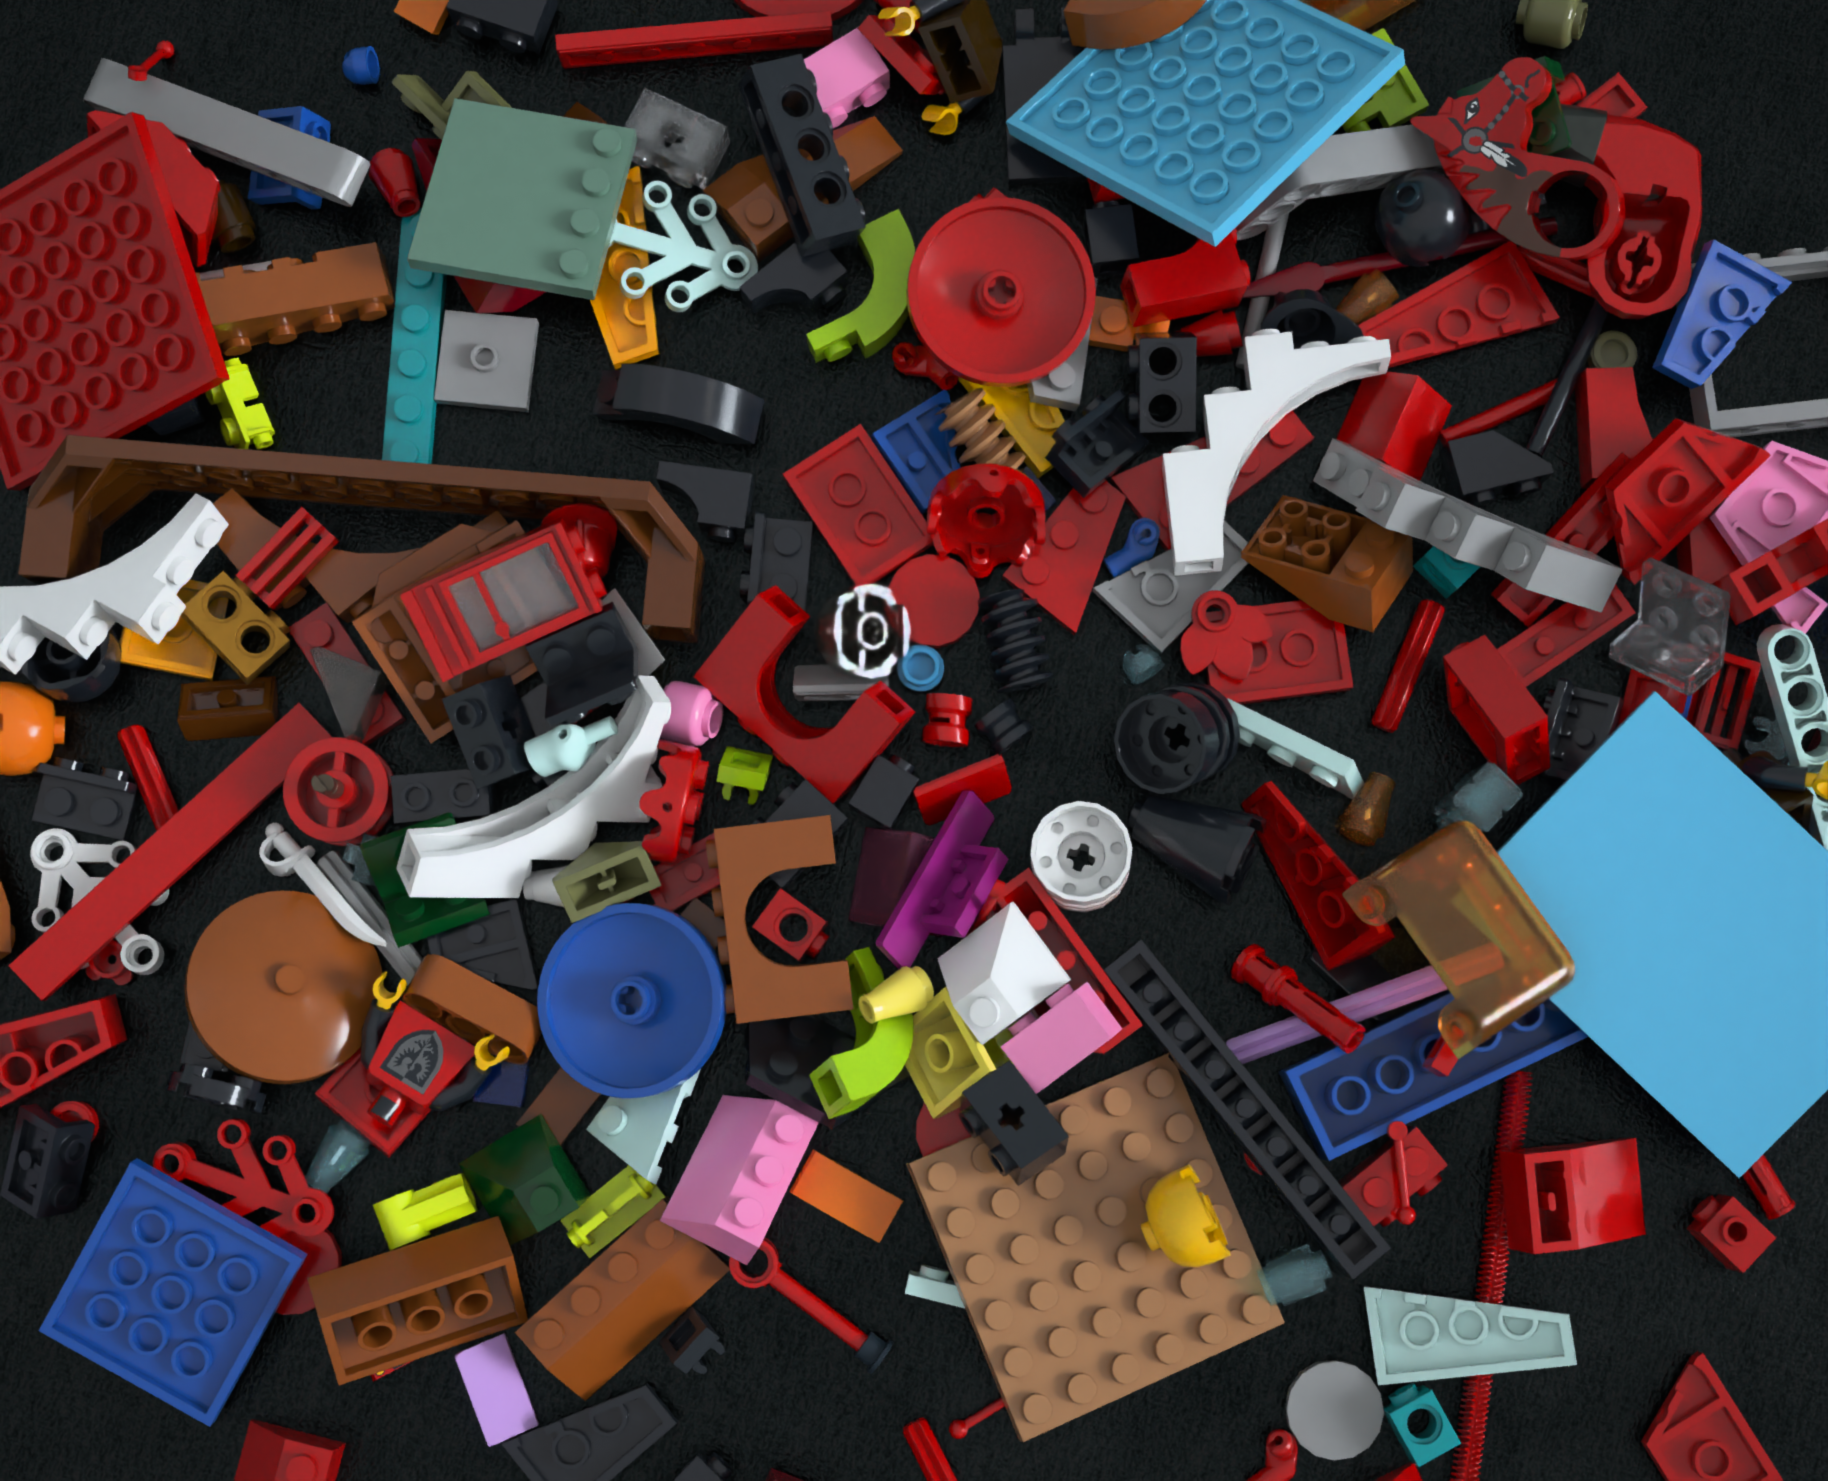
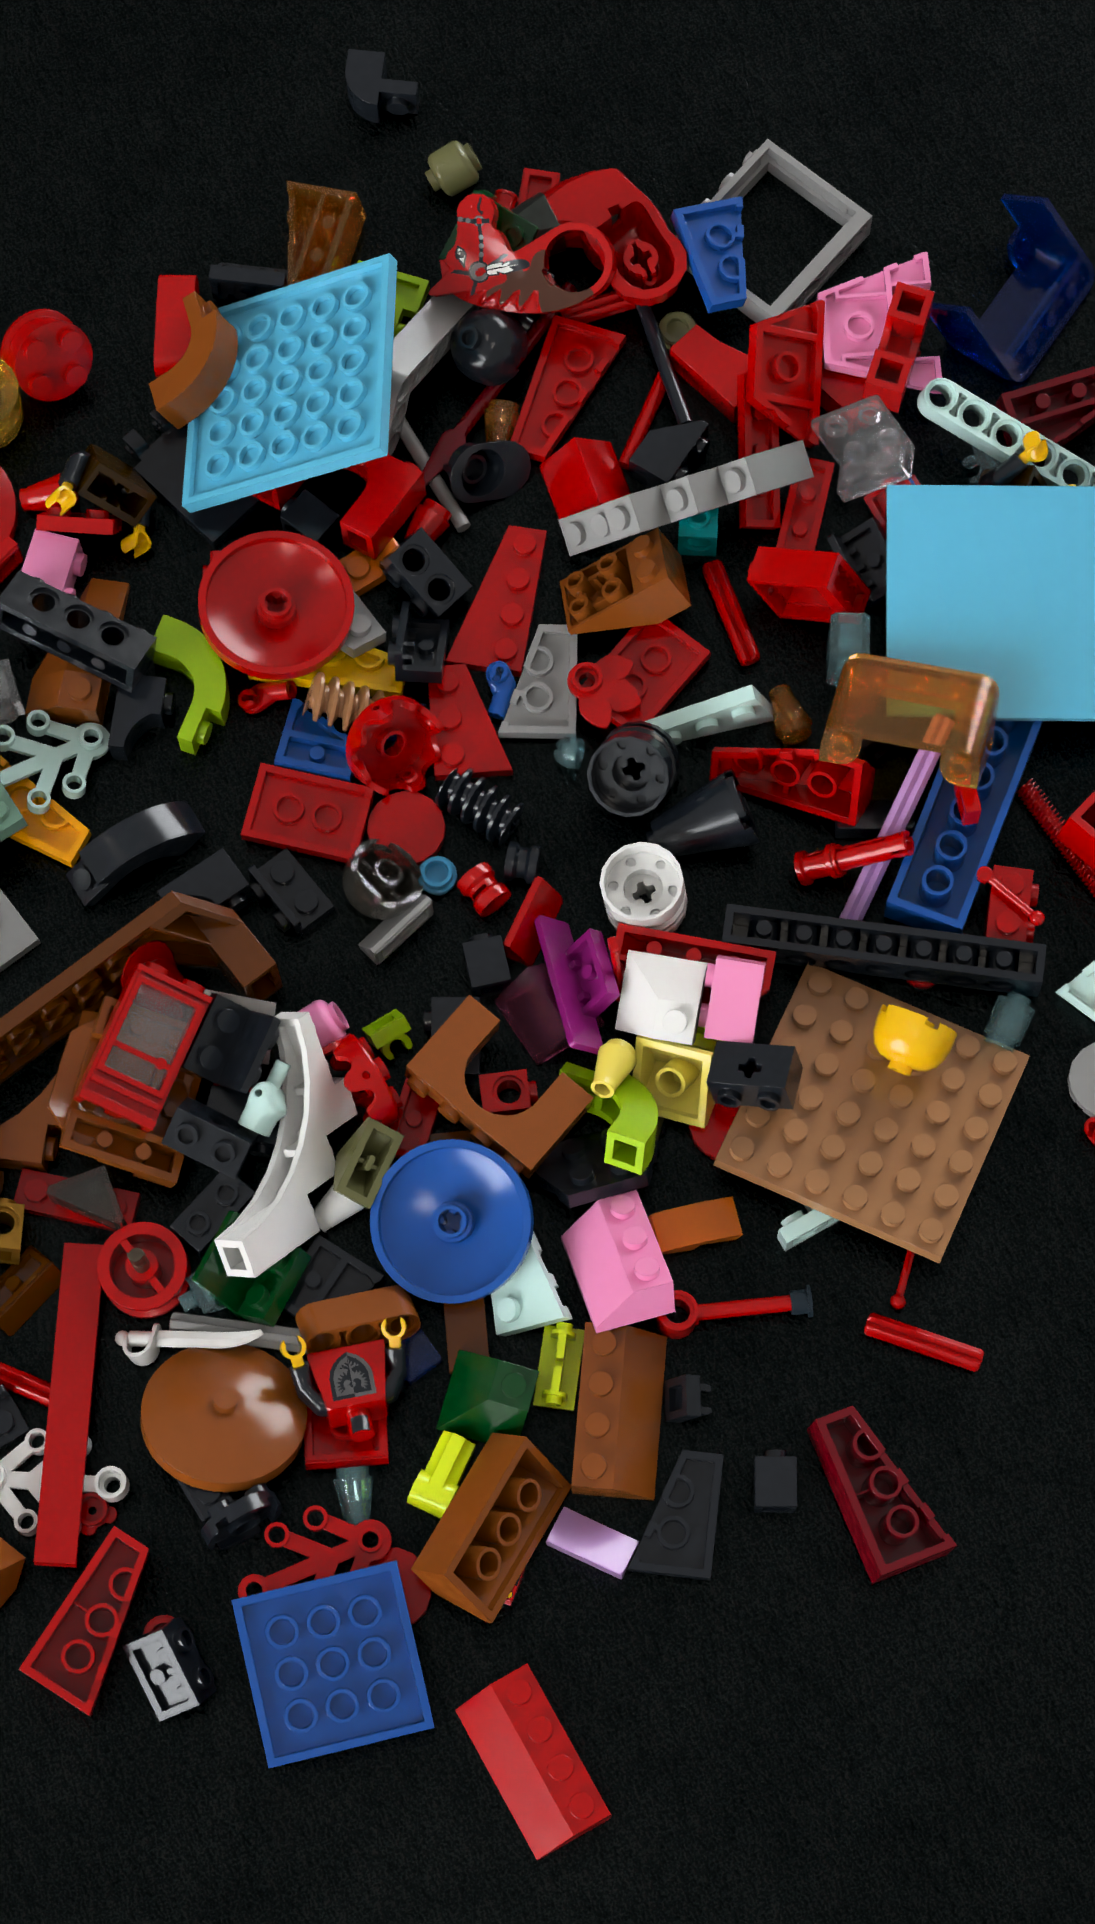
camera: 40 degrees left, 10 degrees down
(743, 679) = (333, 976): red arch -> none
(1234, 423) = (493, 515): white arch -> none
(1742, 706) = (945, 456): red tile -> none

